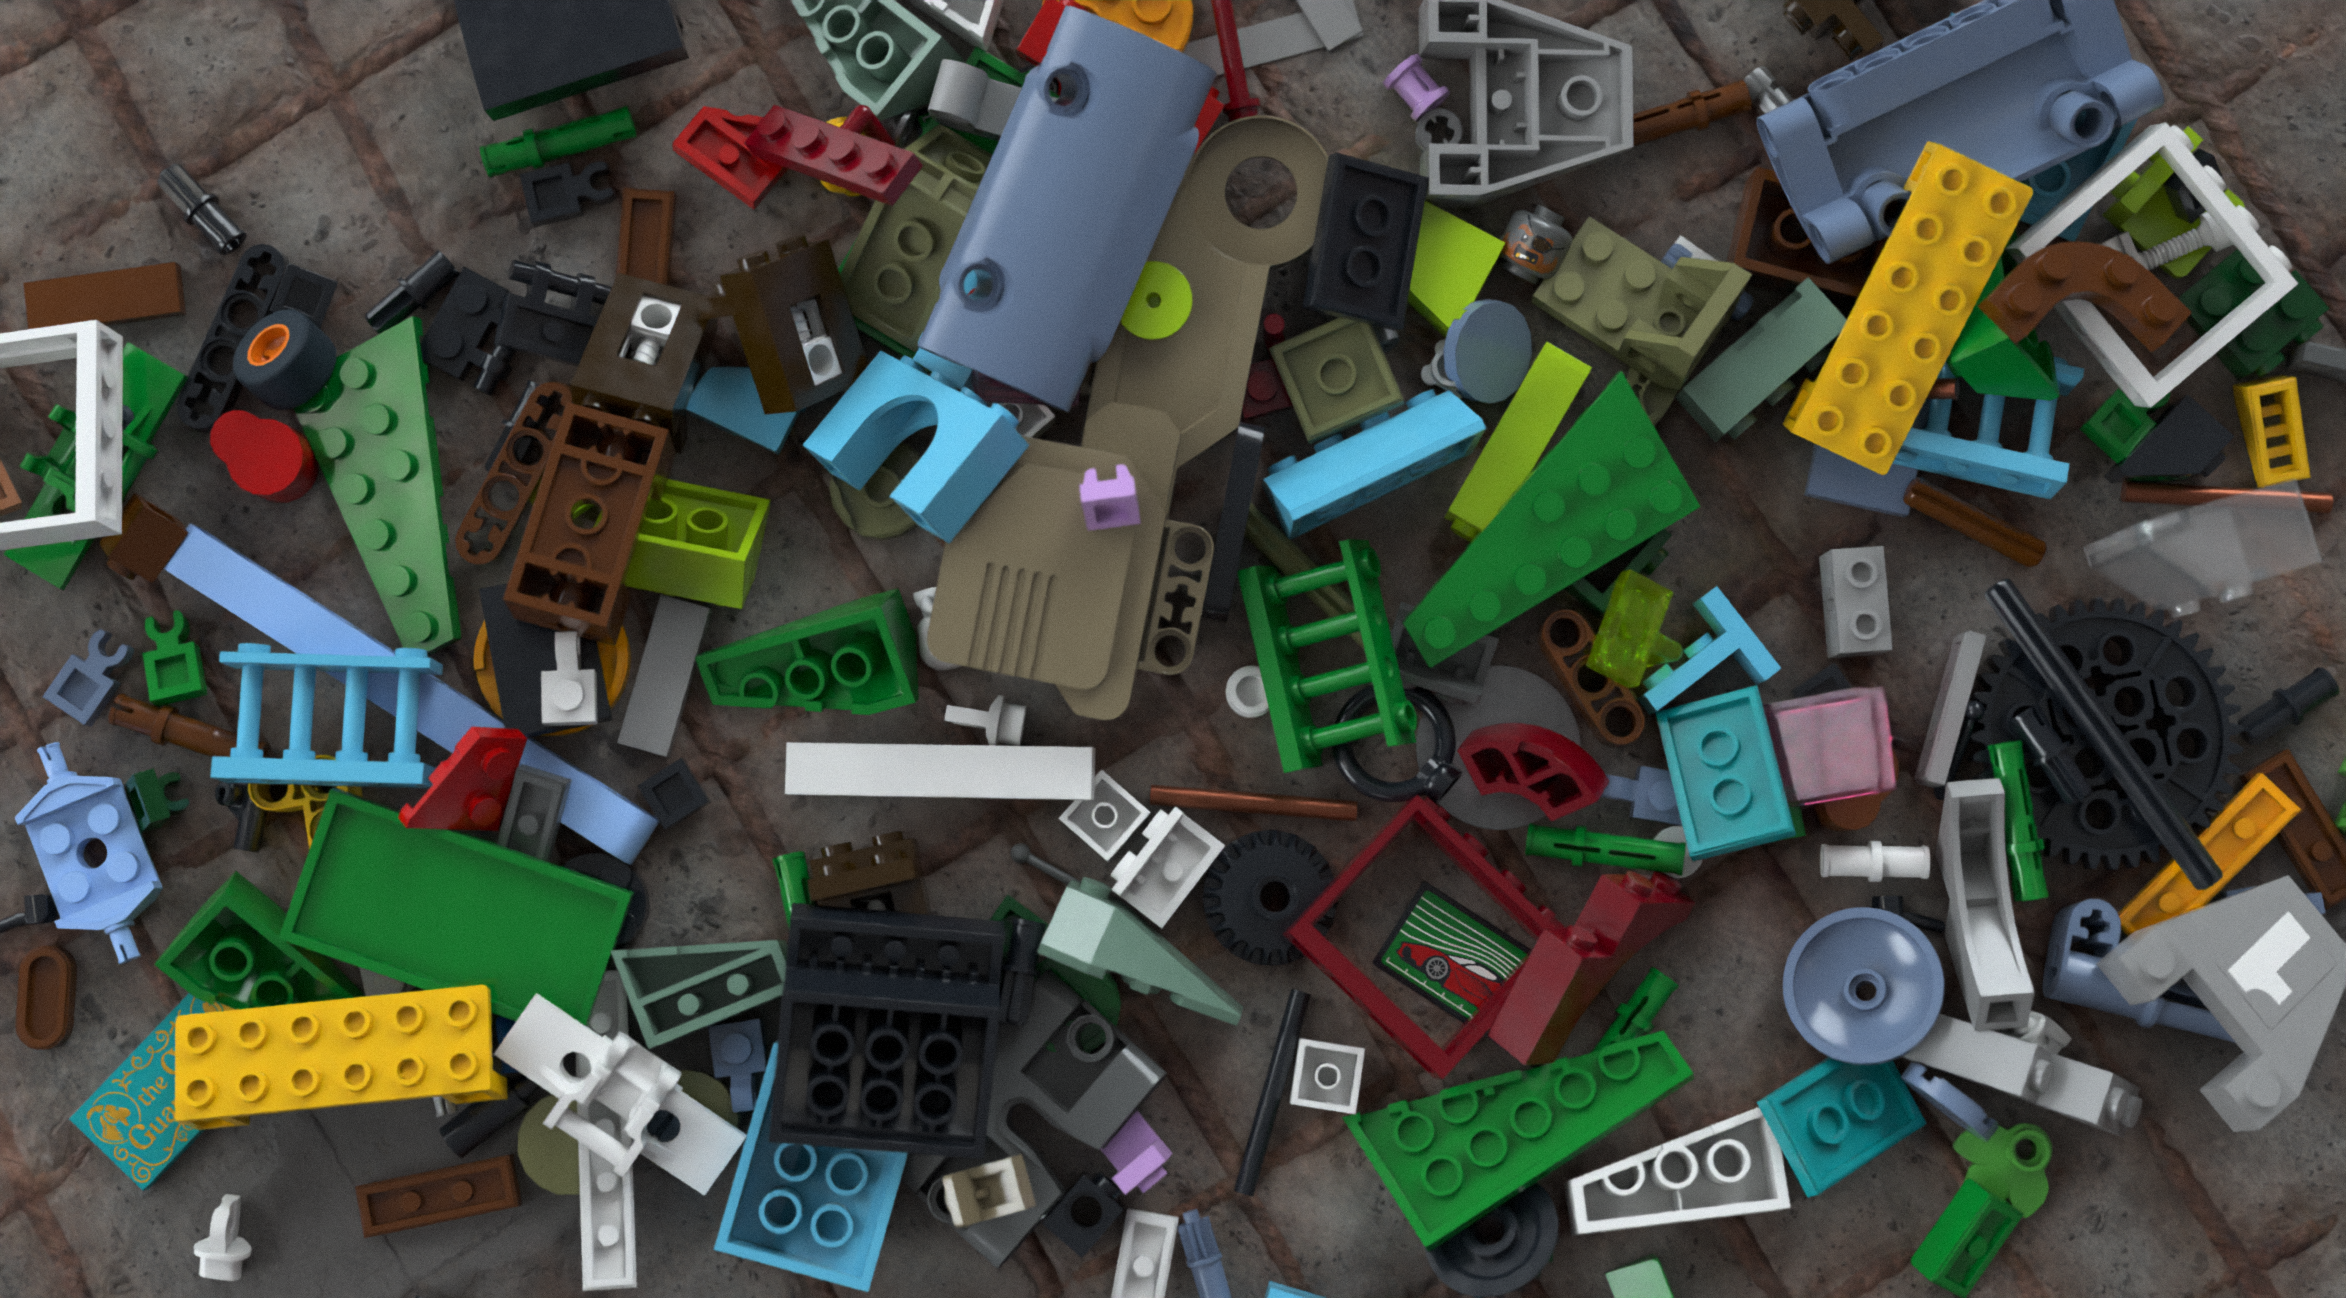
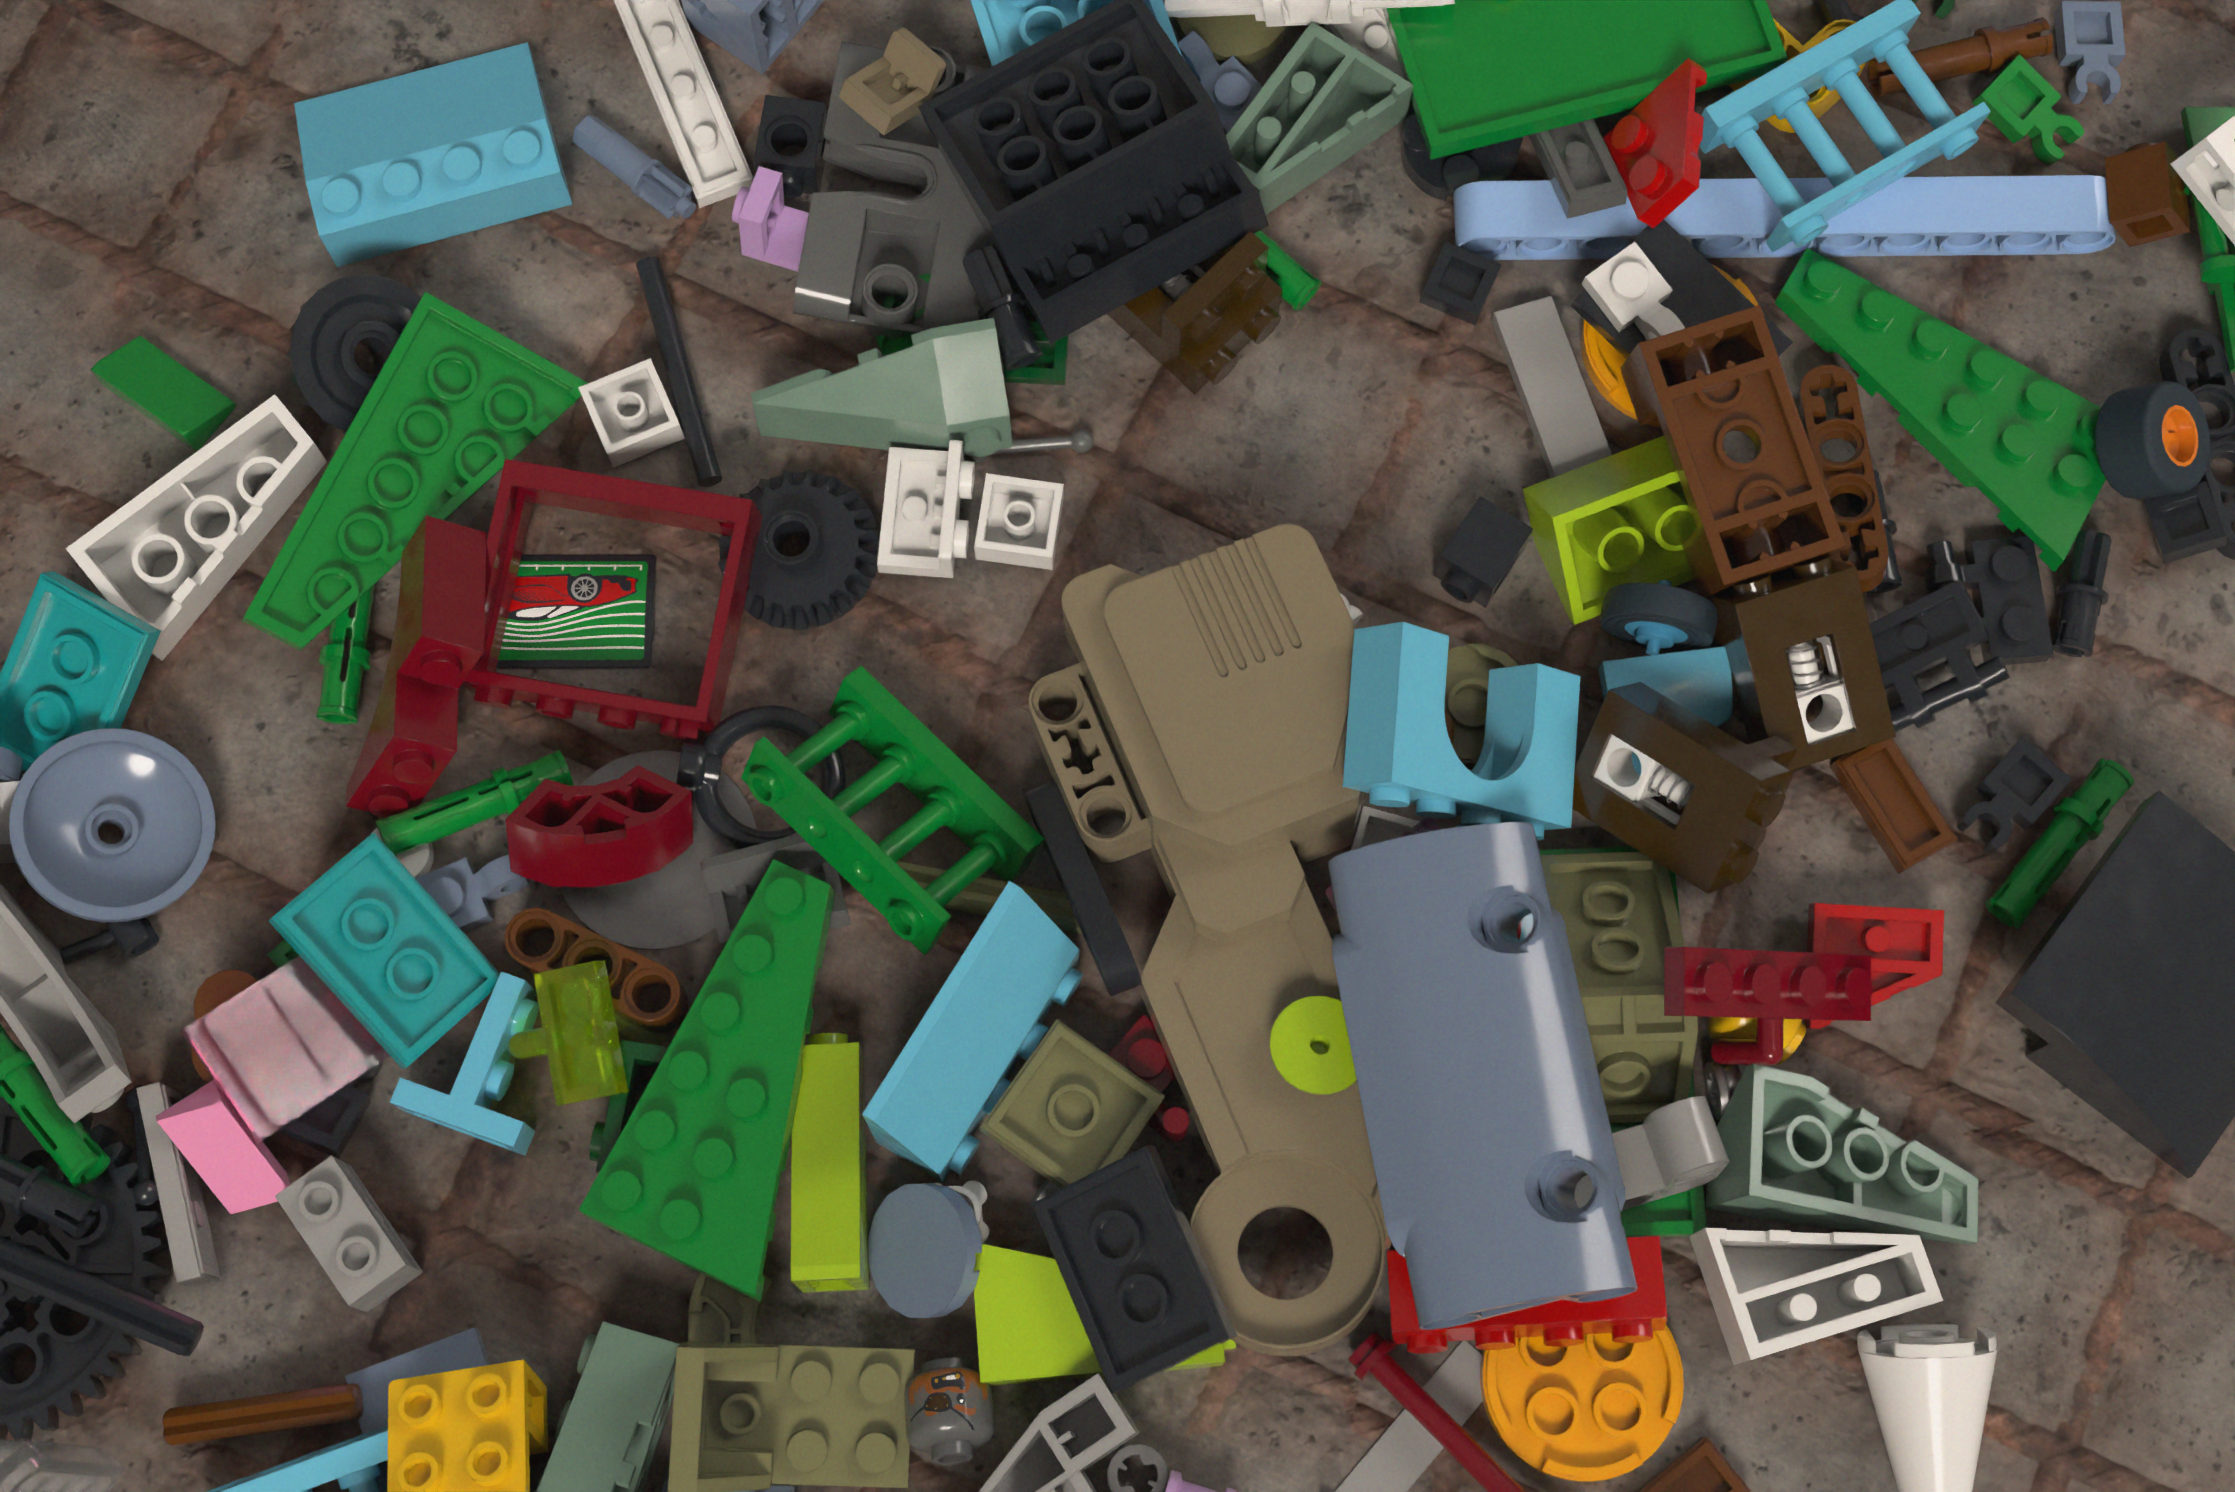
camera: 140 degrees right, 10 degrees down
(264, 456) = (2098, 342): red piece -> none
(716, 455) = (1659, 617): none -> black wheel
(802, 584) = (1481, 553): none -> black brick
(836, 659) = (1400, 504): green wedge -> none
(940, 771) = (1211, 460): white tile -> none
(1002, 723) = (1189, 540): white piece -> none
(1109, 501) = (1216, 768): lavender tile -> none
(1246, 692) = (958, 732): white tile -> none
(1253, 802) = (876, 632): copper bar -> none
(1874, 861) = (174, 973): white pin -> none
(1909, 707) = (223, 1150): none -> bright pink slope

